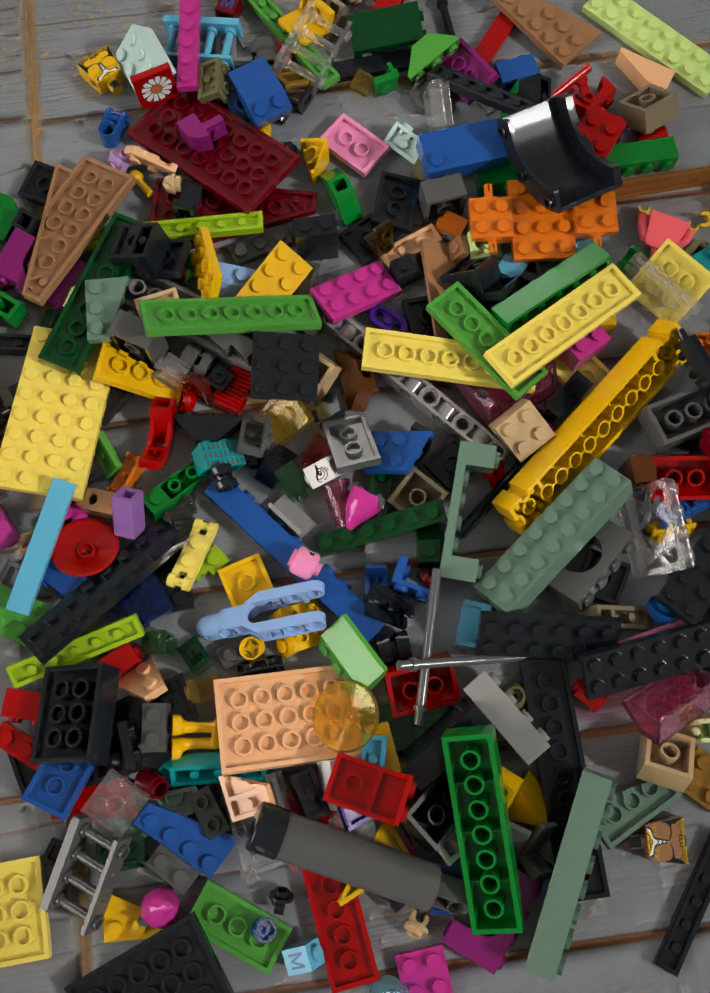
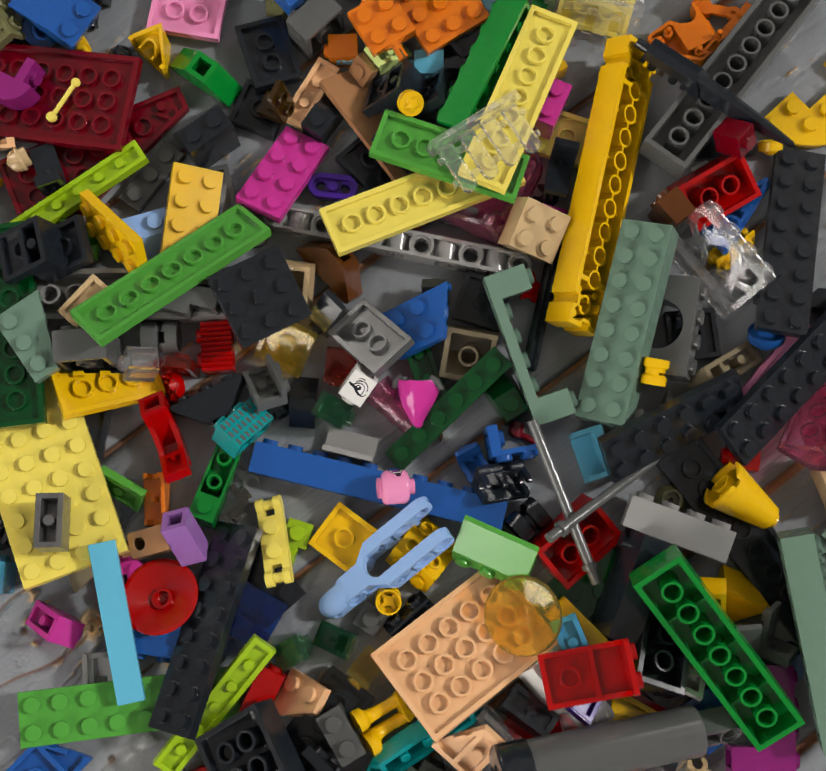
camera: 30 degrees left, 5 degrees up
(37, 445) = (52, 522): none -> flat silver brick
(213, 165) = (52, 116): none -> light yellow hinge
(219, 378) = (194, 344): black bracket -> none
(224, 478) = (262, 446): black wheel -> none
(478, 285) = (410, 102): none -> yellow tile
(527, 324) = (472, 143): none -> clear fence
(555, 585) = (654, 371): none -> yellow wheel
(572, 724) = (741, 497): none -> yellow cone

